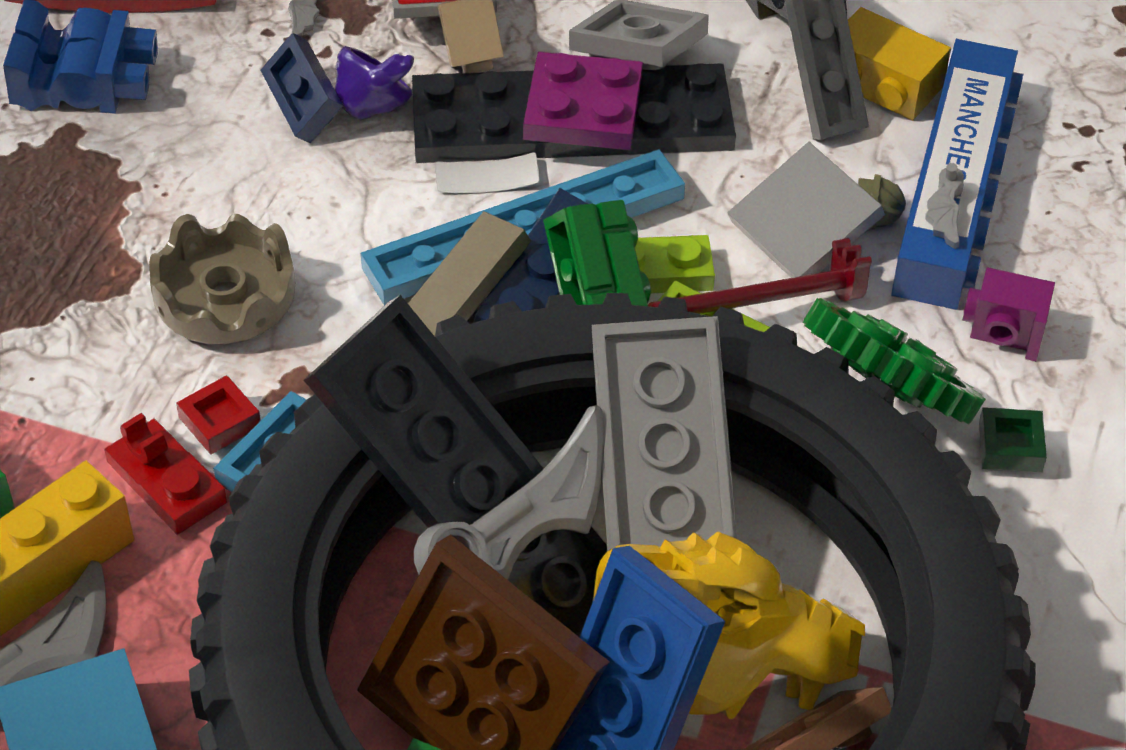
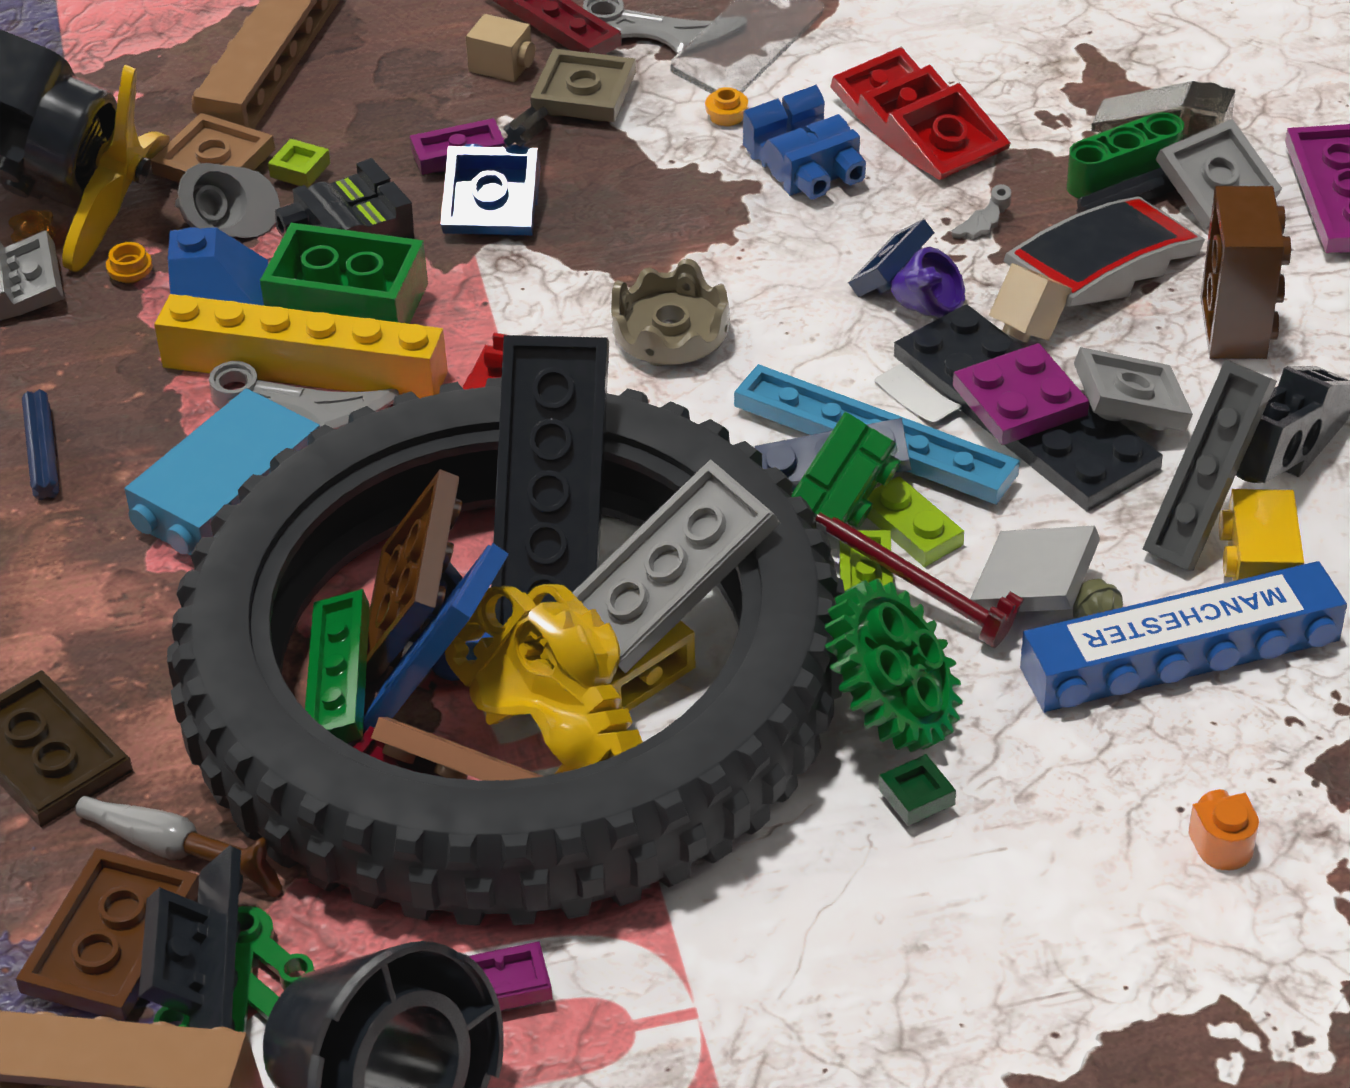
camera: 60 degrees right, 5 degrees down
(470, 270) = (779, 419): dark tan tile -> none
(555, 499) = (576, 536): light grey piece -> none
(942, 207) = (1098, 628): light grey piece -> none
(1010, 310) = (1051, 733): magenta brick -> none

